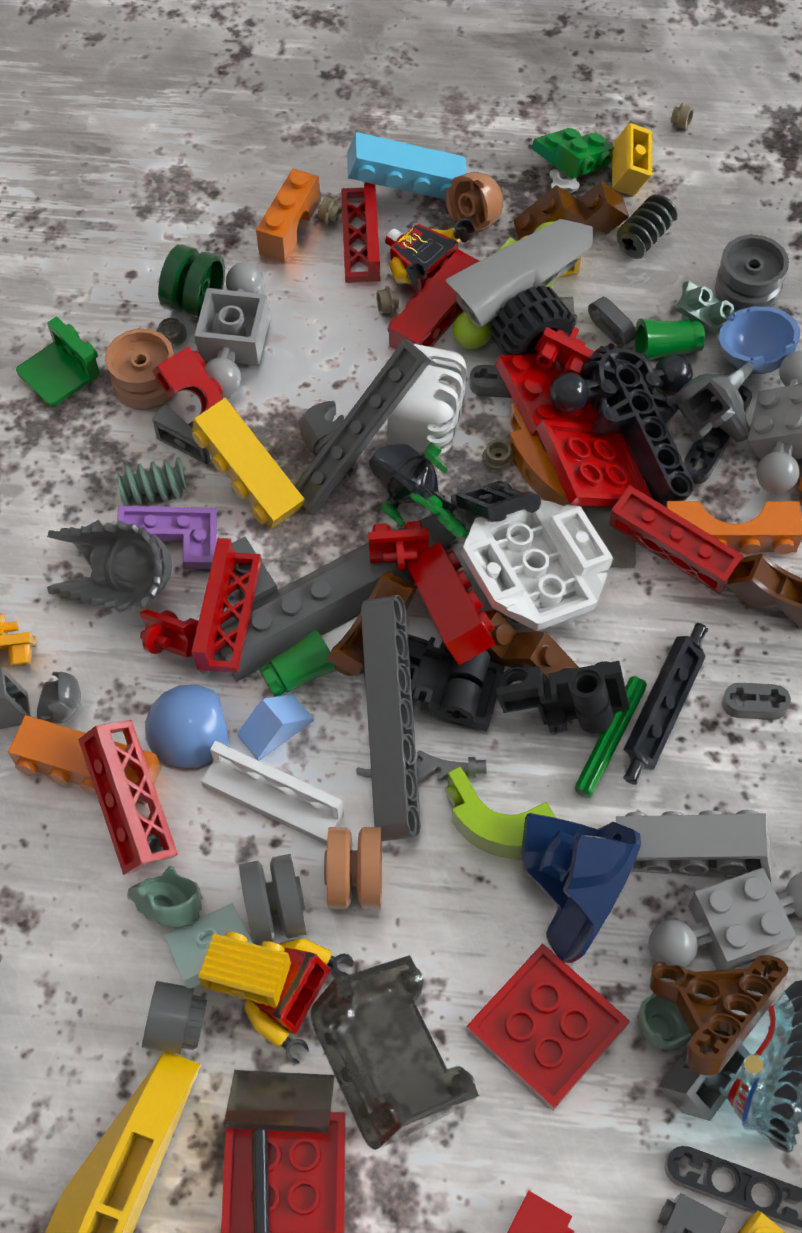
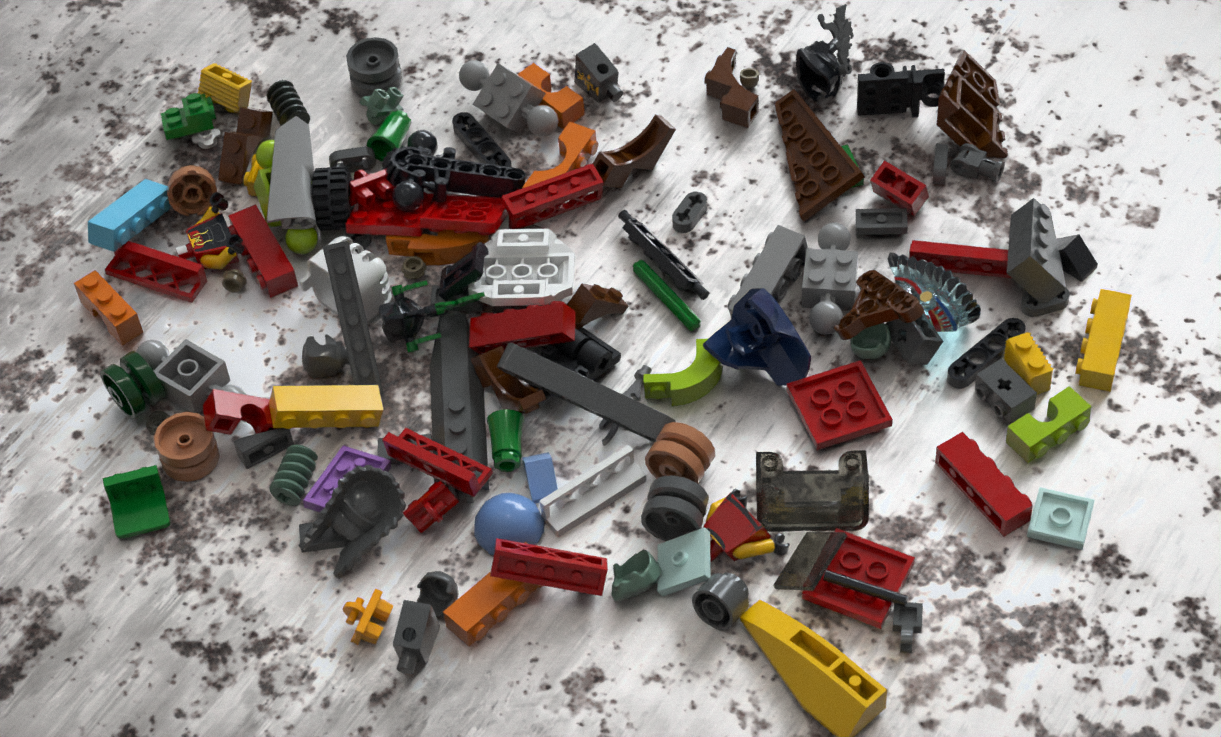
camera: 60 degrees left, 10 degrees down
(245, 968) = (721, 528): yellow brick -> none
(329, 210) = (121, 283): dark tan plate -> none
(397, 544) = (456, 344): red hips -> none
(570, 694) = (635, 291): black plate -> none
(682, 116) = (203, 47): dark tan plate -> none
(715, 402) = (469, 127): dark grey piece -> none
(760, 337) = (431, 85): medium blue cylinder -> none

